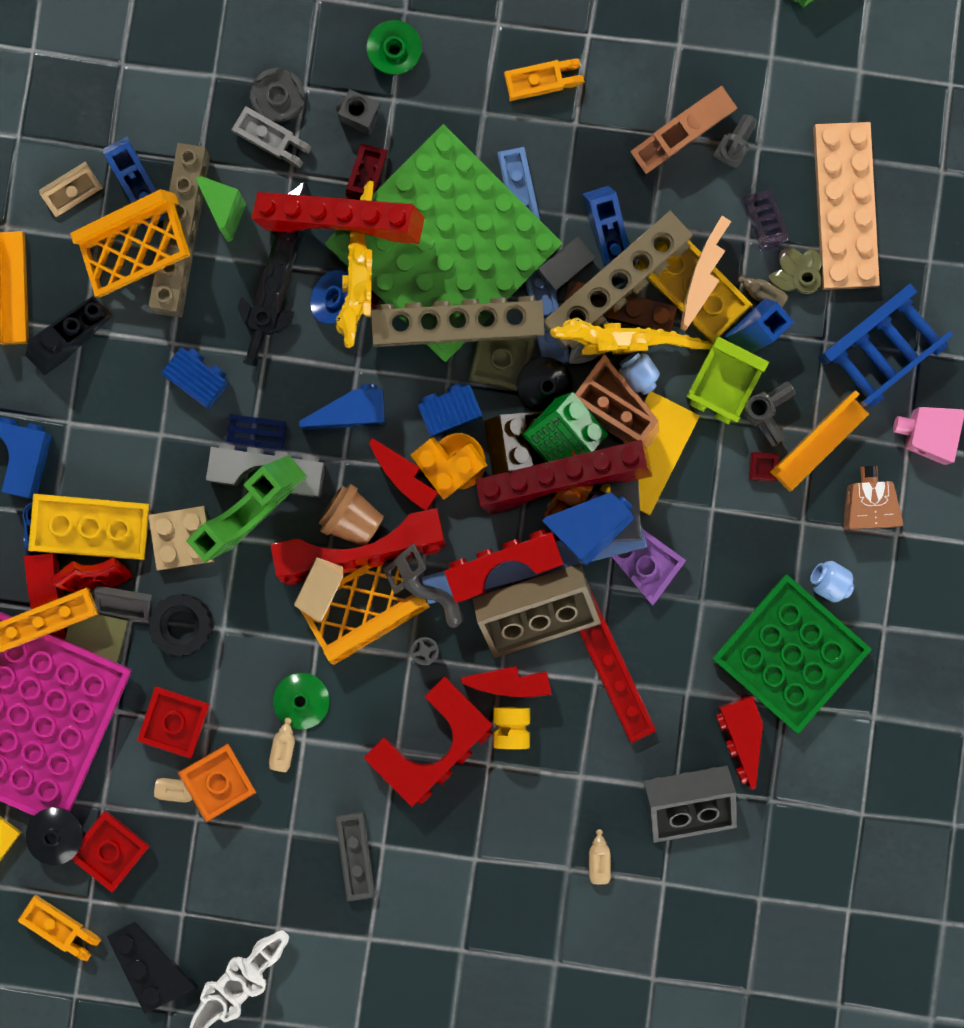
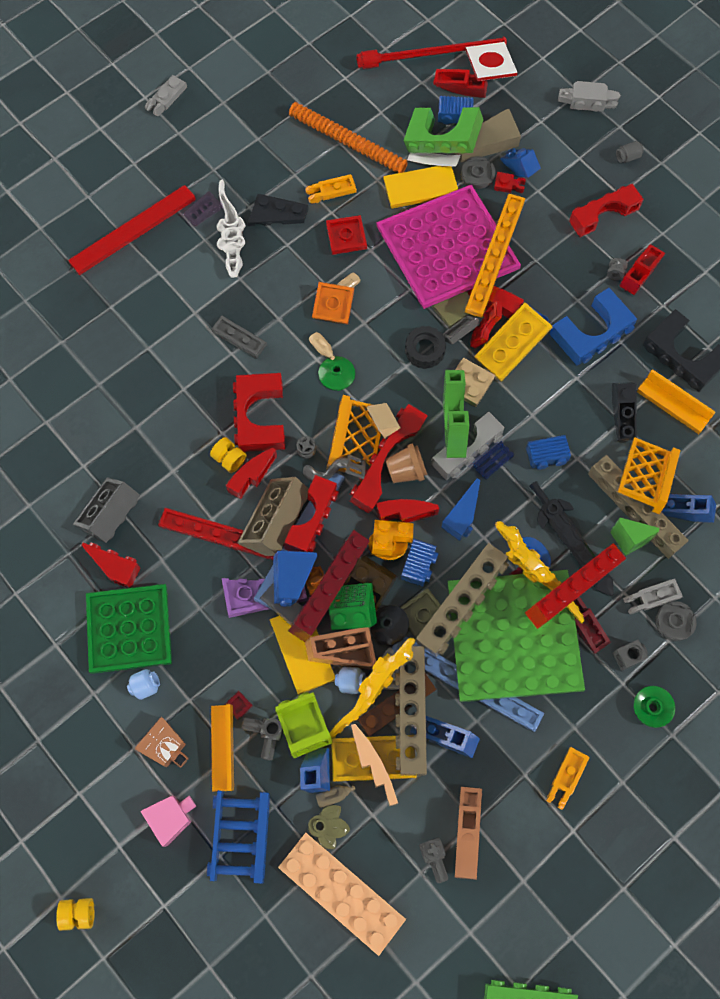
camera: 135 degrees right, 15 degrees down
(66, 830) = (372, 221): black dish -> none
(70, 189) = (706, 473): tan slope -> none
(173, 722) = (380, 307): red plate -> none
(565, 264) = (447, 694): dark grey tile -> none
(599, 860) = (124, 444): tan piece -> none
(772, 240) = (356, 834): clear purple slope -> none

